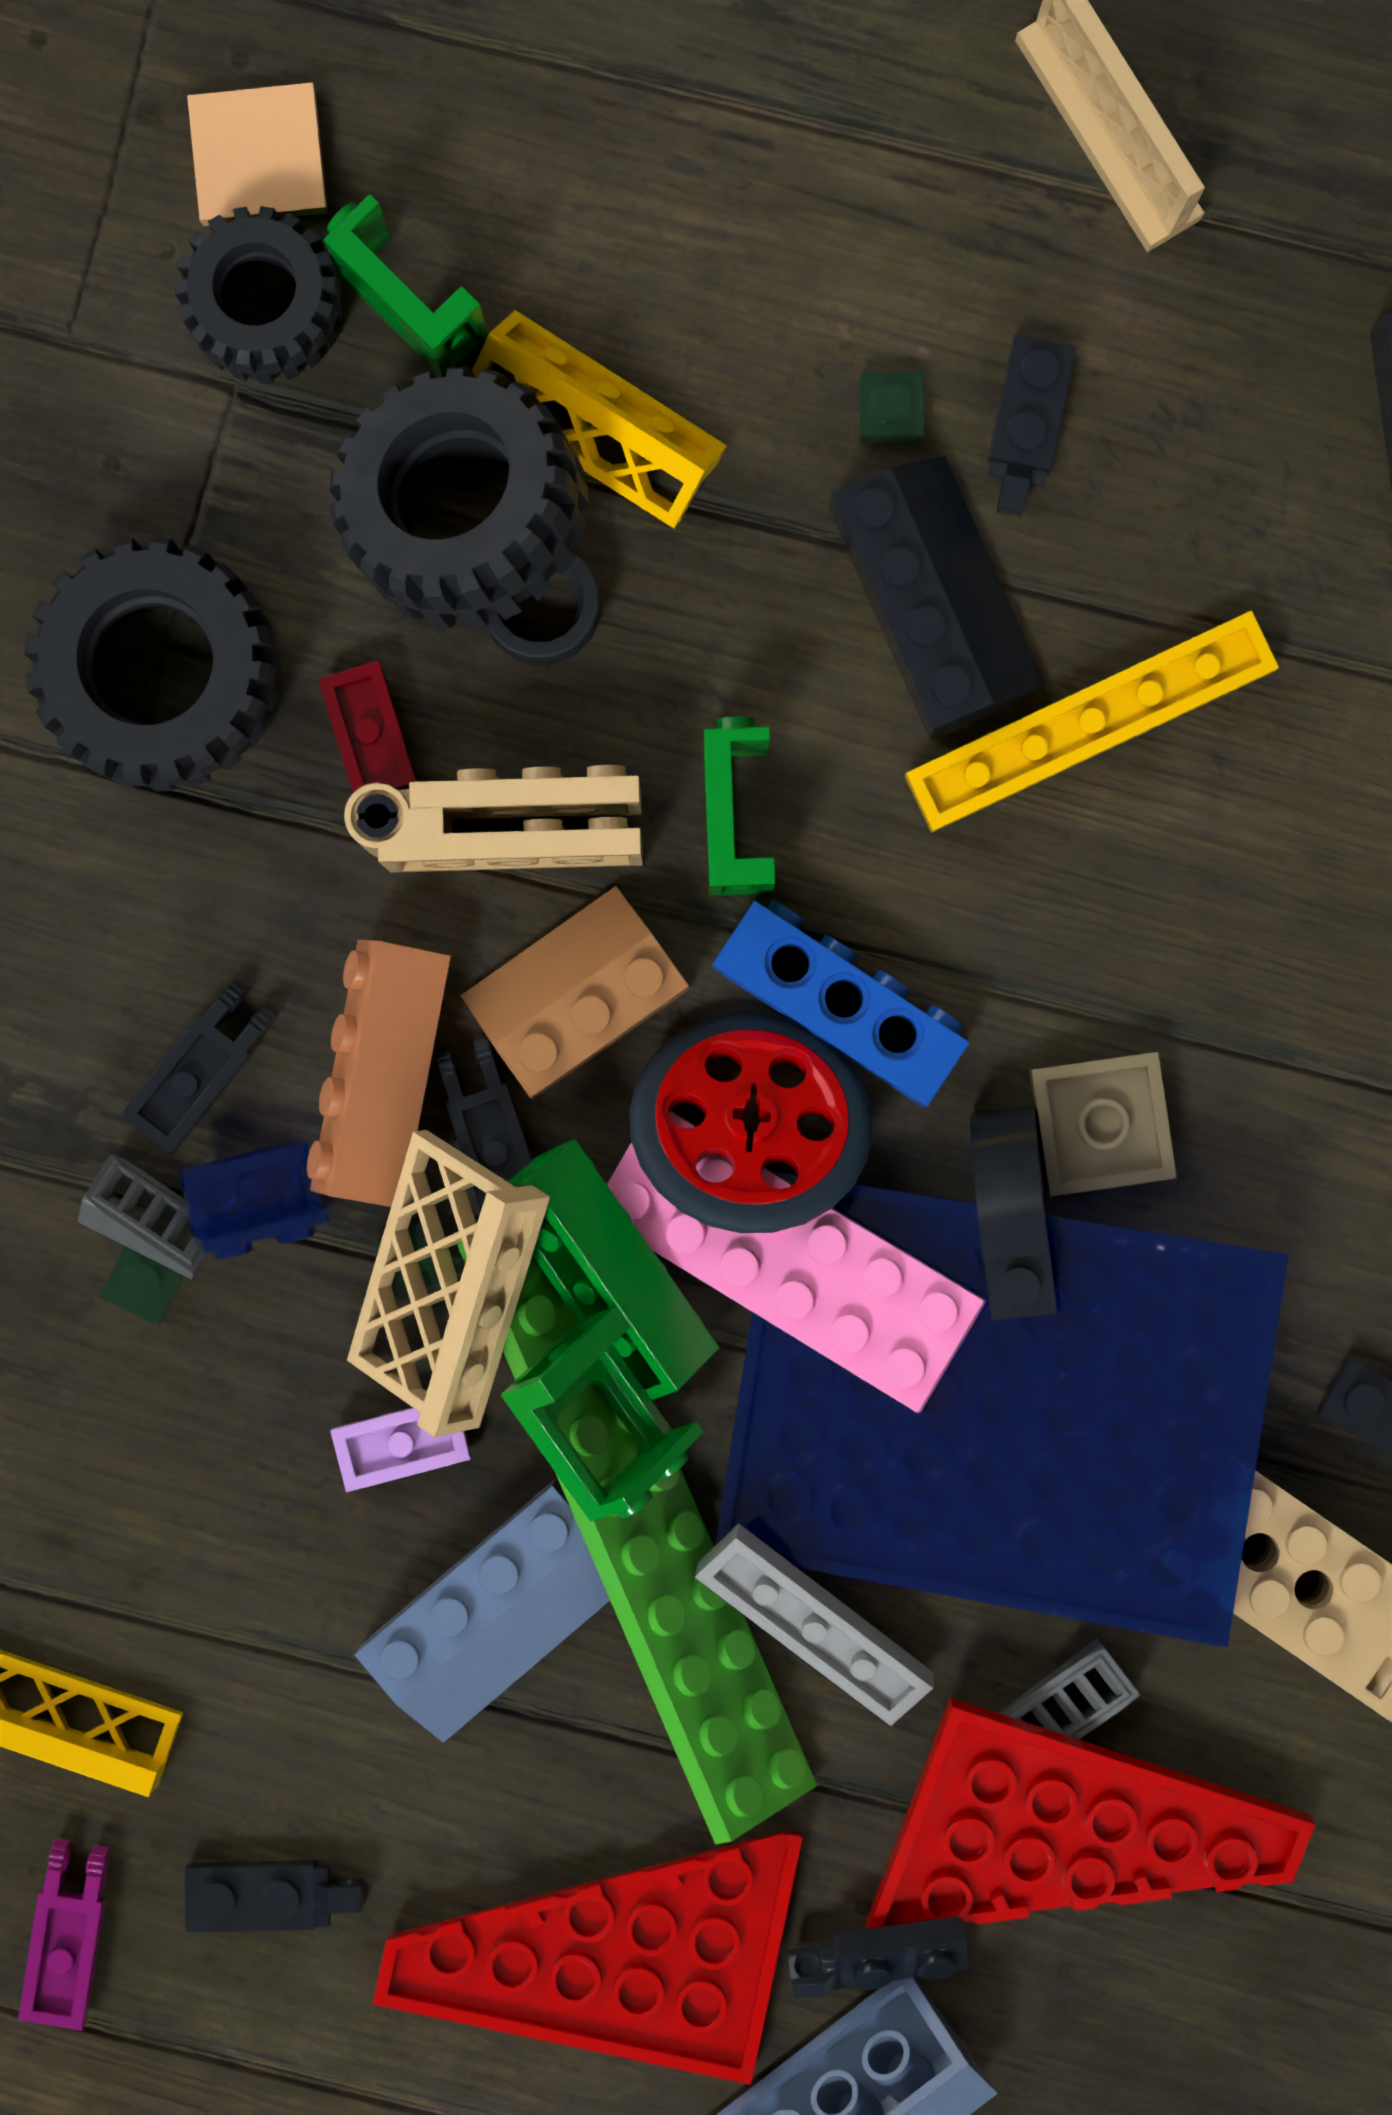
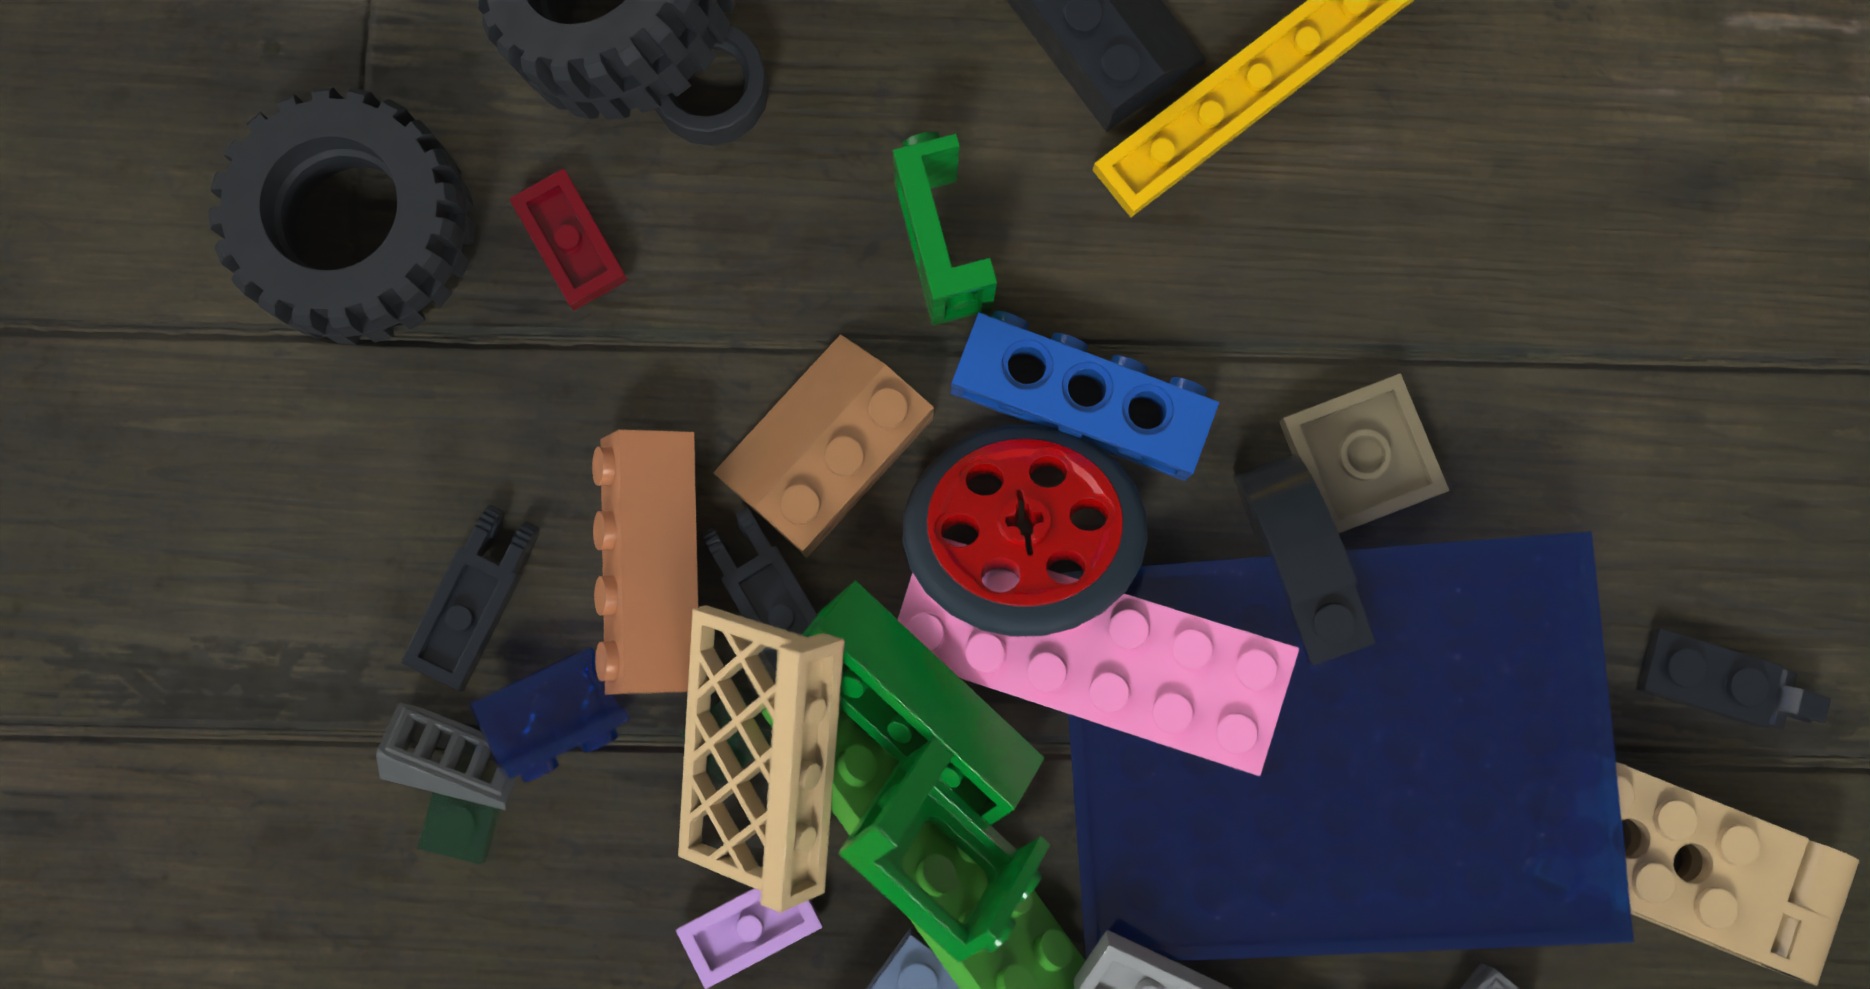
camera: 20 degrees left, 5 degrees down
(422, 828) = (714, 290): tan hinge -> none

